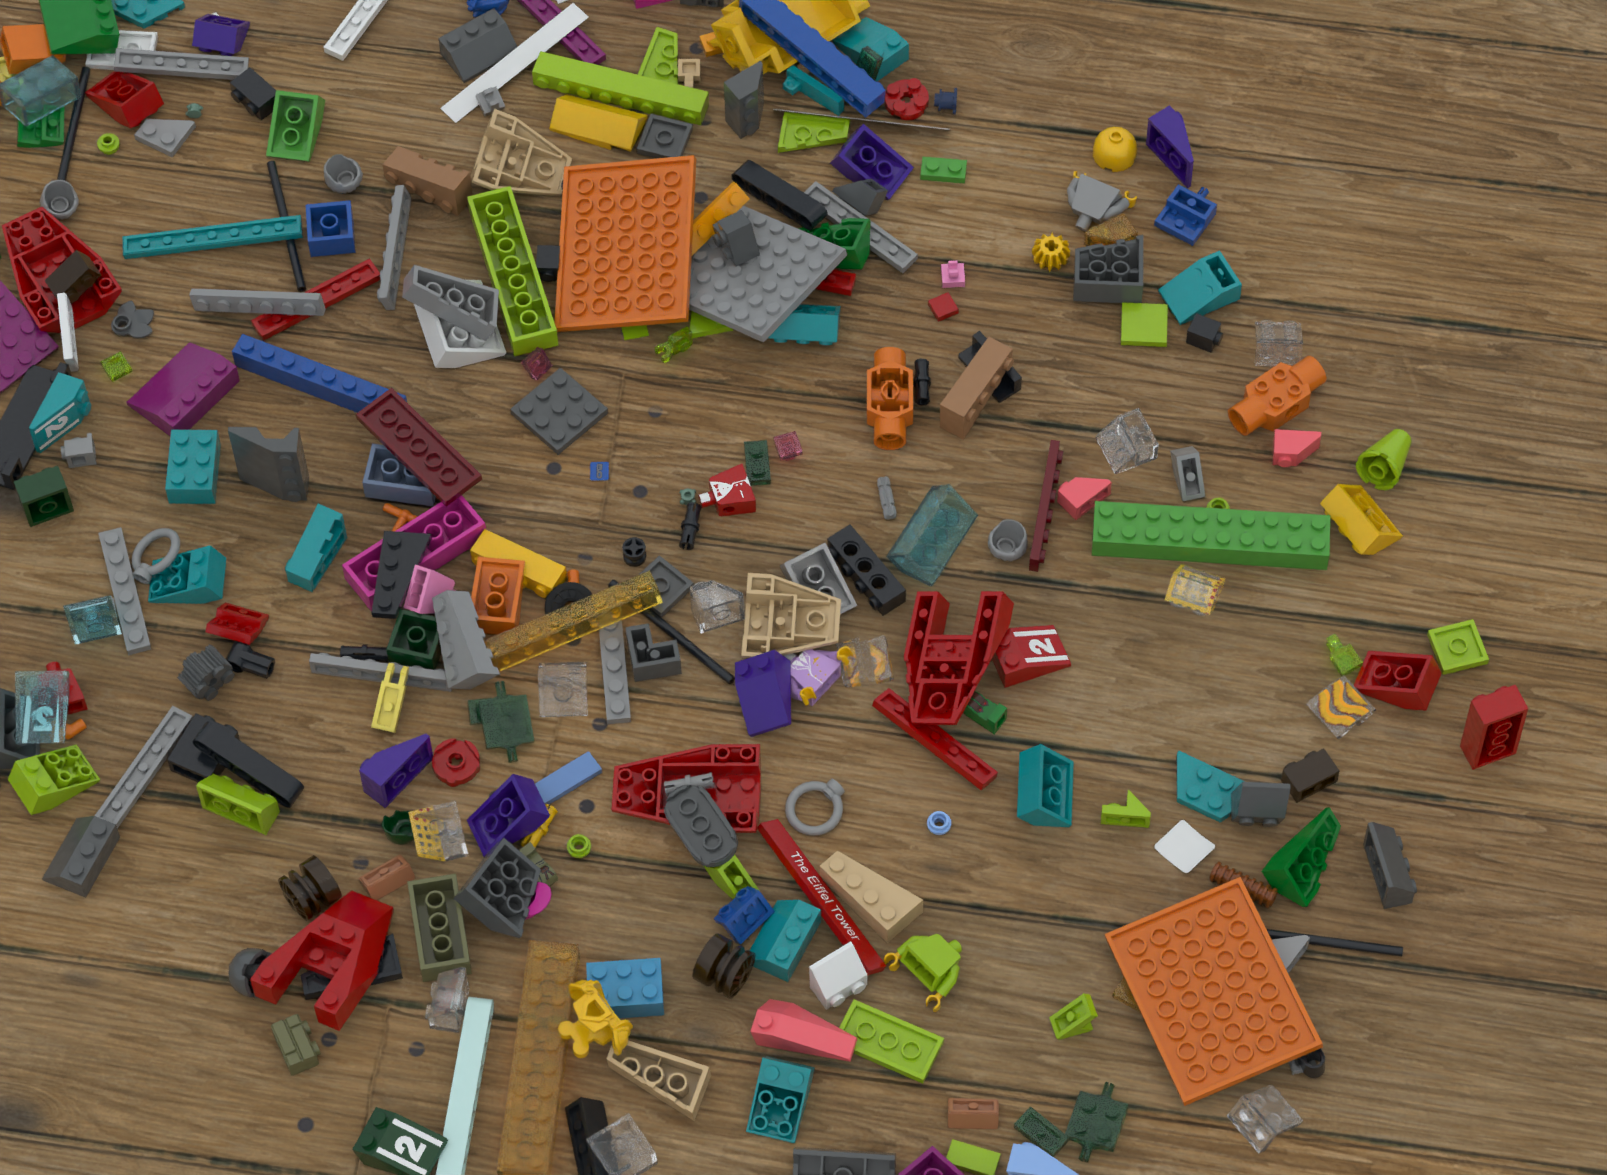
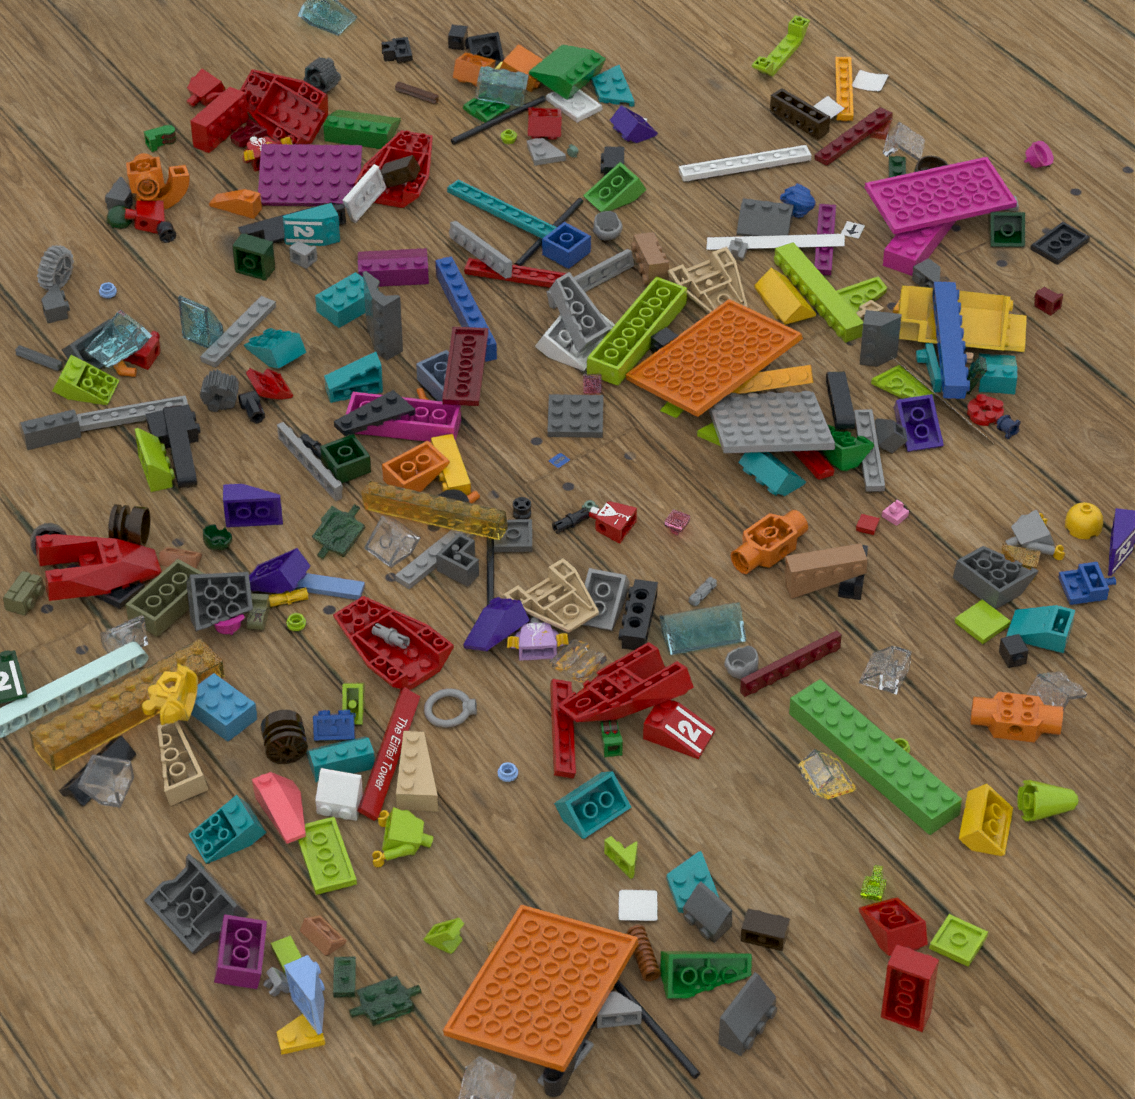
camera: 45 degrees right, 15 degrees down
(59, 199) = (446, 139): light grey hair -> none
(116, 366) = (375, 233): clear neon green tile -> none
(135, 321) = (410, 219): dark grey plate -> none
(143, 571) = (261, 325): light grey piece -> none
(179, 64) = (591, 123): light grey plate -> none
(390, 700) = (294, 473): light yellow hinge -> none
(423, 587) = (381, 439): bright pink torso -> none
(439, 832) = (230, 552): clear slope -> none
(454, 774) = (289, 540): red plate -> none
(461, 641) = (362, 469): light grey wedge -> none
(664, 137) = (814, 331): dark grey plate -> none
(676, 343) = (685, 429): clear neon green plate -> none
(701, 825) = (364, 656): dark grey tile -> none
(716, 605) = (523, 562): clear slope -> none
(736, 238) = (777, 392): dark grey brick -> none
(757, 462) = (651, 520): clear green plate -> none
(922, 381) = (806, 546): black pin -> none
(943, 170) = (961, 459): bright green plate -> none
(1051, 251) = (969, 540): yellow gear -> none
(1081, 493) = (822, 669): coral slope -> none
(1188, 473) = (904, 713): light grey slope -> none
(1294, 446) = (992, 751): coral slope -> none
(1341, 707) = (836, 911): slope -> none

